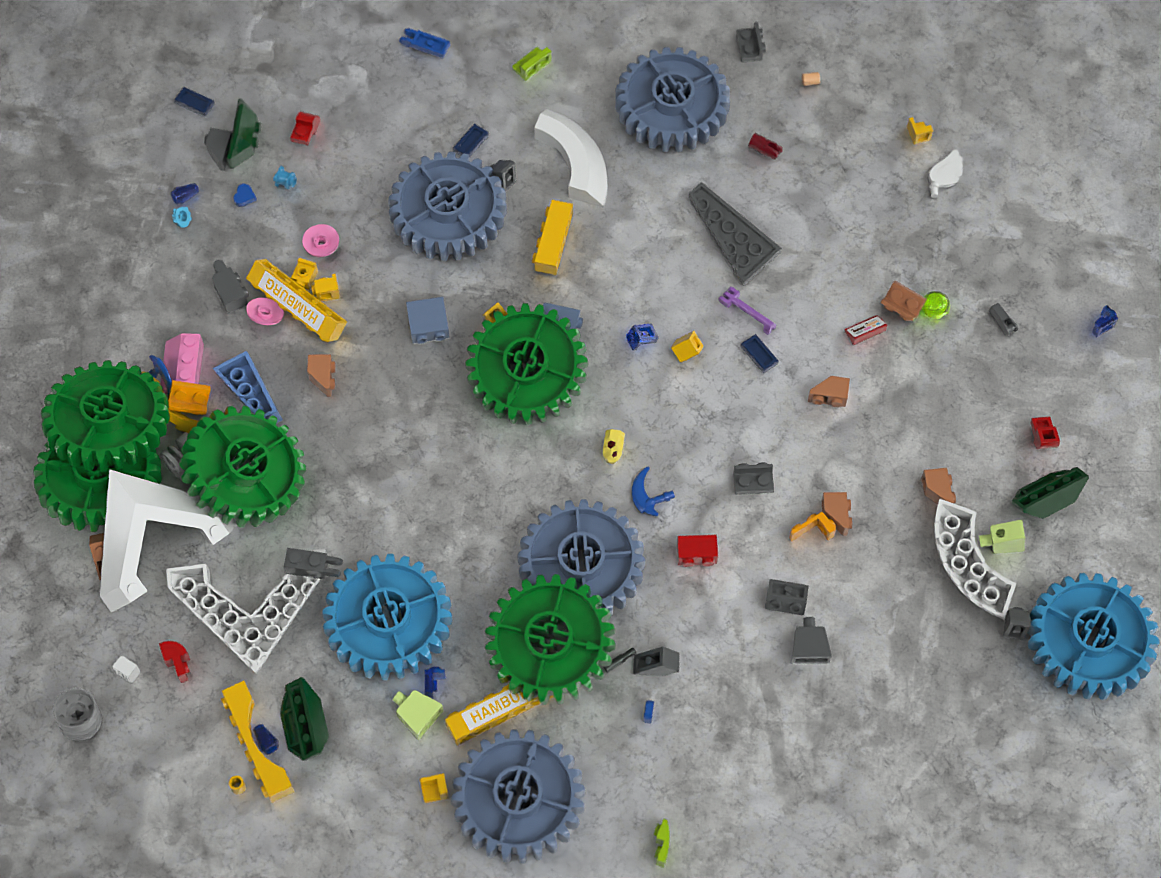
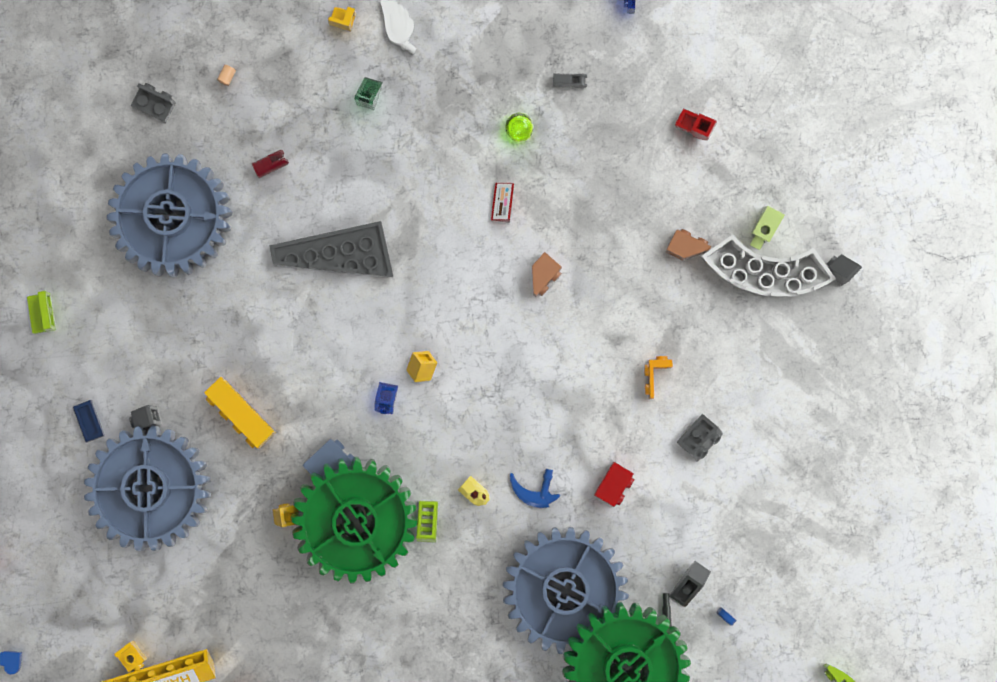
camera: 55 degrees left, 20 degrees up
(284, 178) = (18, 615): dark azure brick -> none
(320, 234) = (96, 621): bright pink dish -> none
(326, 288) = (158, 646): yellow brick -> none
(428, 320) = (251, 576): sand blue piece -> none
(553, 434) = (427, 538): none -> lime slope
(580, 153) = (166, 331): white brick -> none
(732, 296) = (400, 295): medium lavender hinge -> none
(753, 478) = (580, 393): dark grey bracket -> none
(759, 353) = (466, 308): dark blue tile -> none
(810, 644) = (753, 447): dark grey torso -> none
(836, 507) = (652, 345): nougat slope -> none
(874, 182) = (368, 93): none -> clear green slope
(903, 301) = (500, 153): nougat bracket -> none
(1051, 492) = (750, 160): dark green wedge -> none
(1118, 616) = (887, 192): dark azure gear -> none

